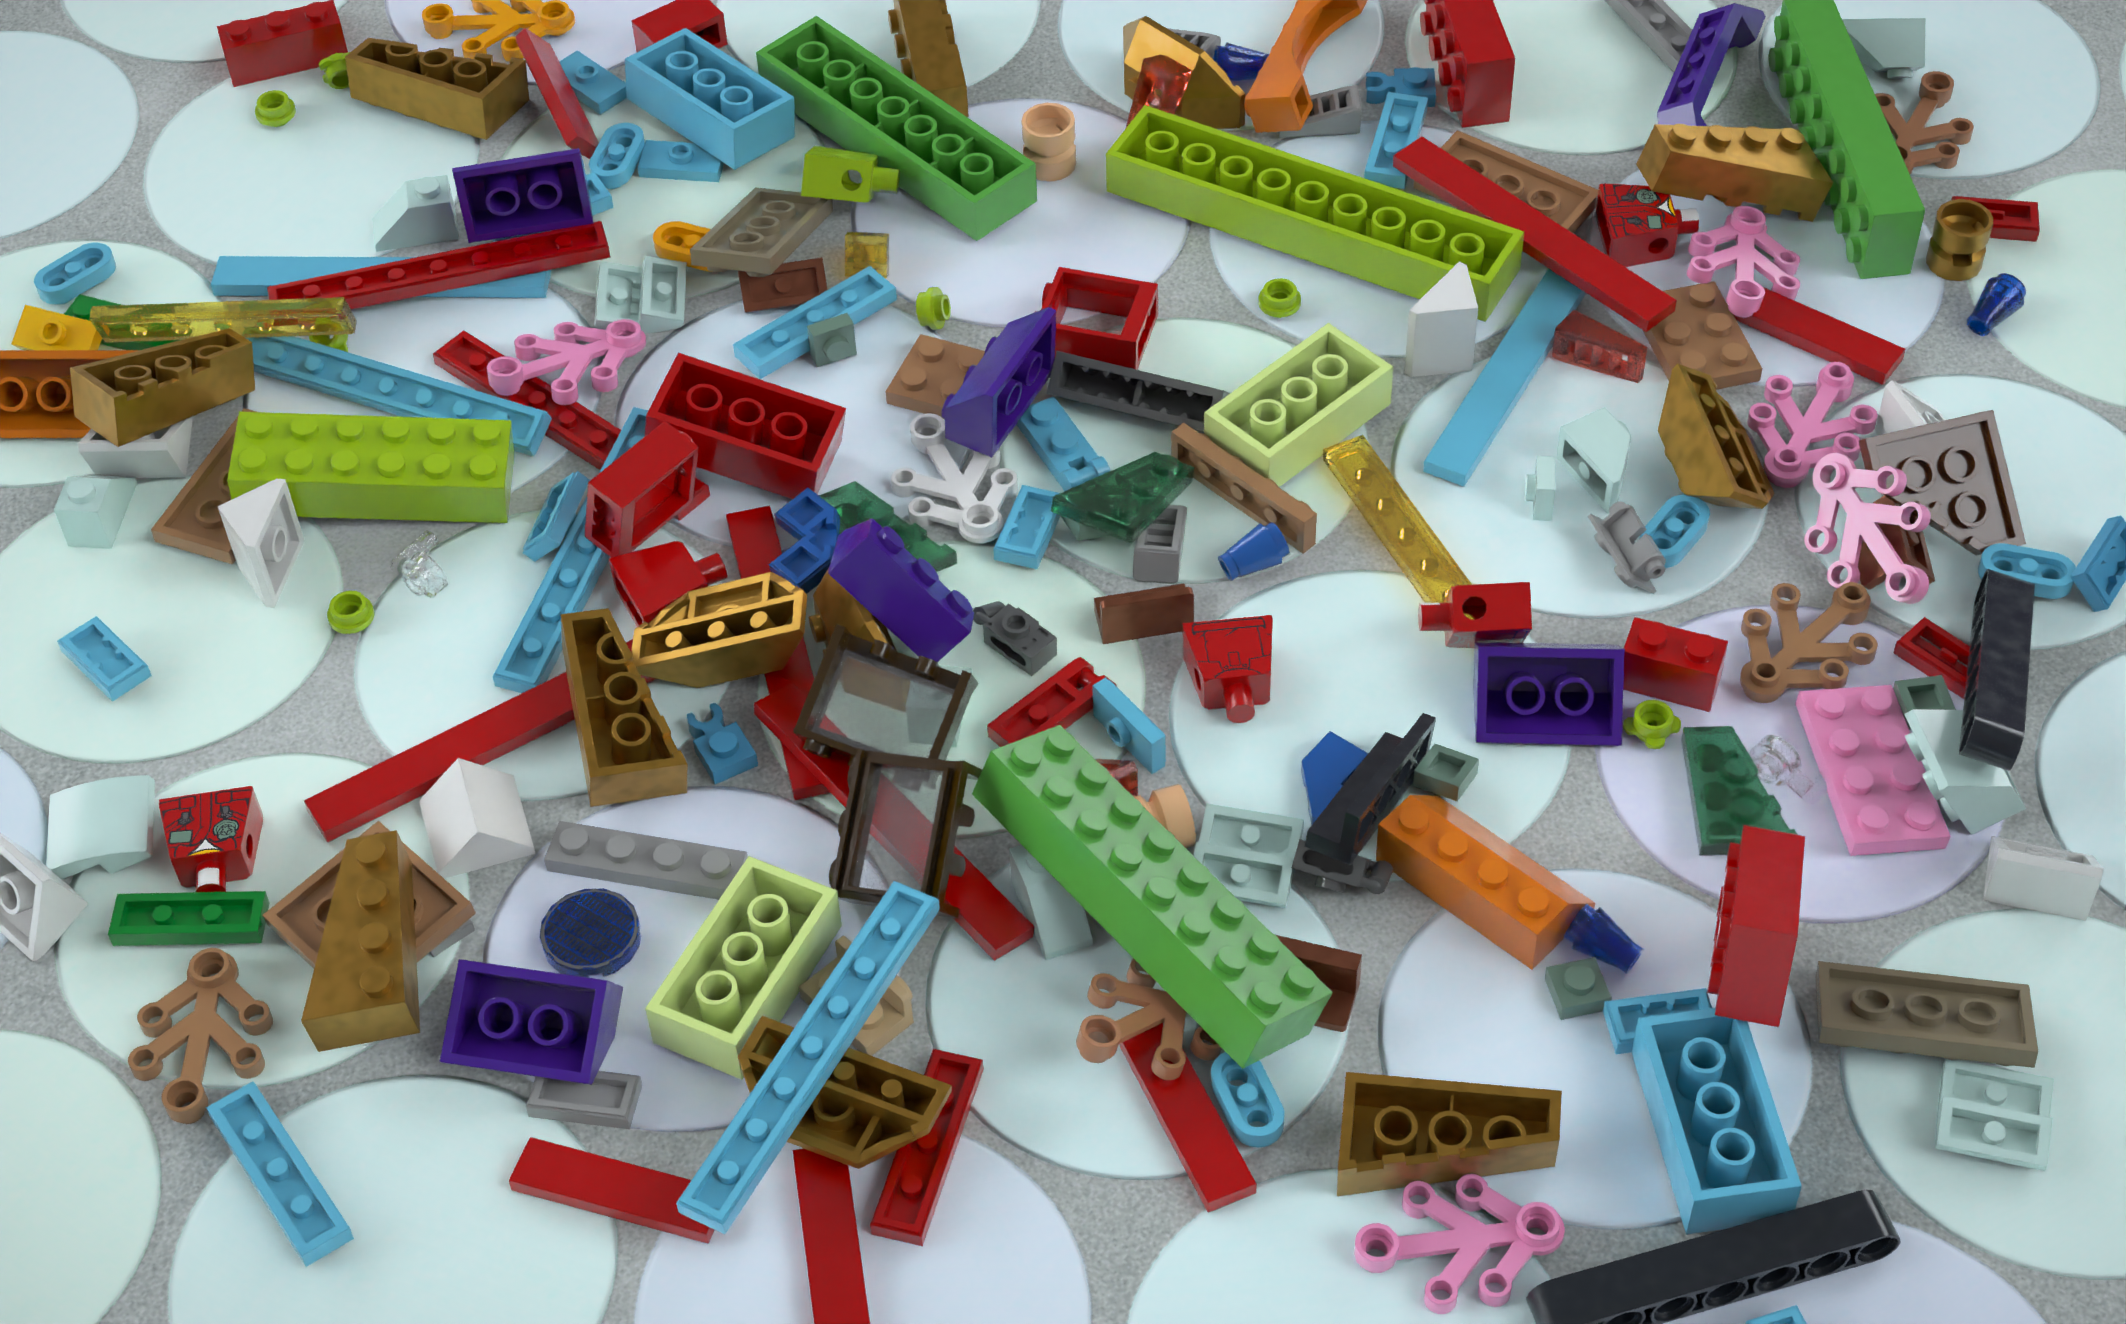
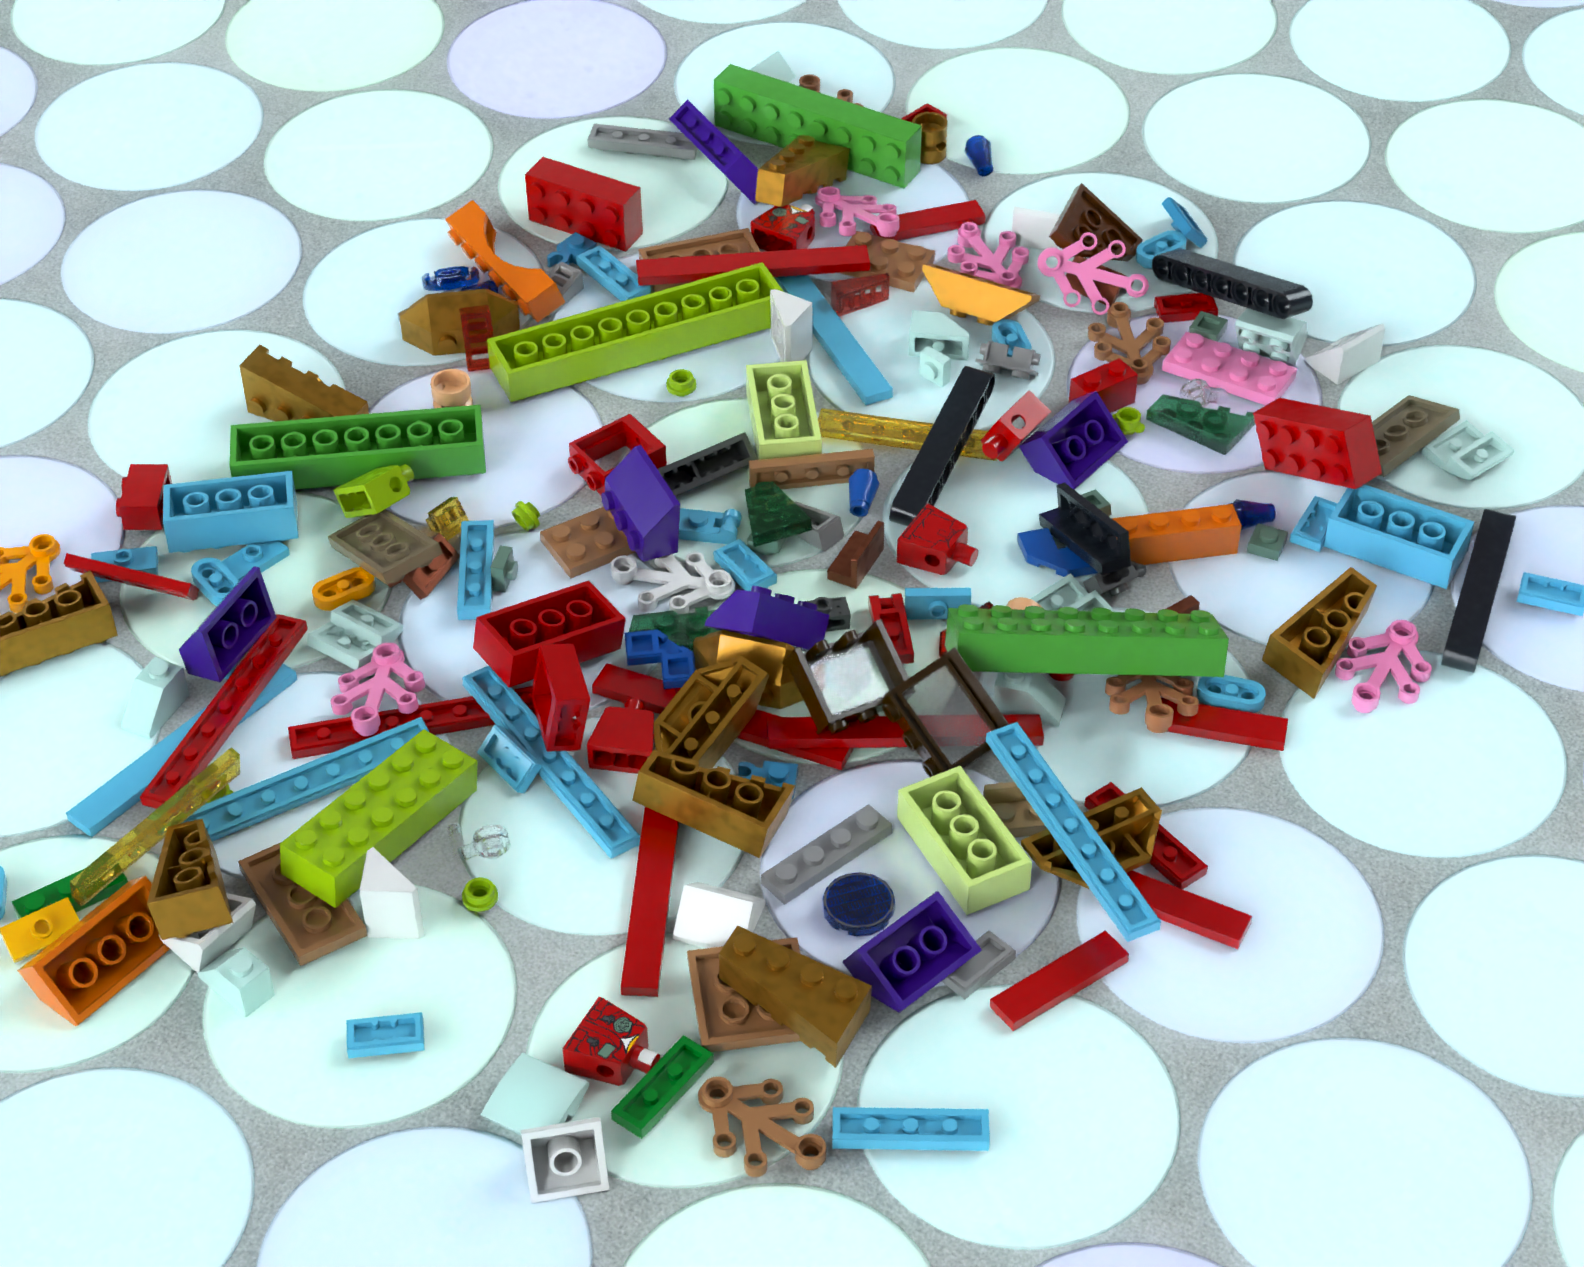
camera: 55 degrees left, 5 degrees down
(1241, 29) = (450, 278): none -> clear blue tile
(1400, 571) = (943, 445): none -> black beam

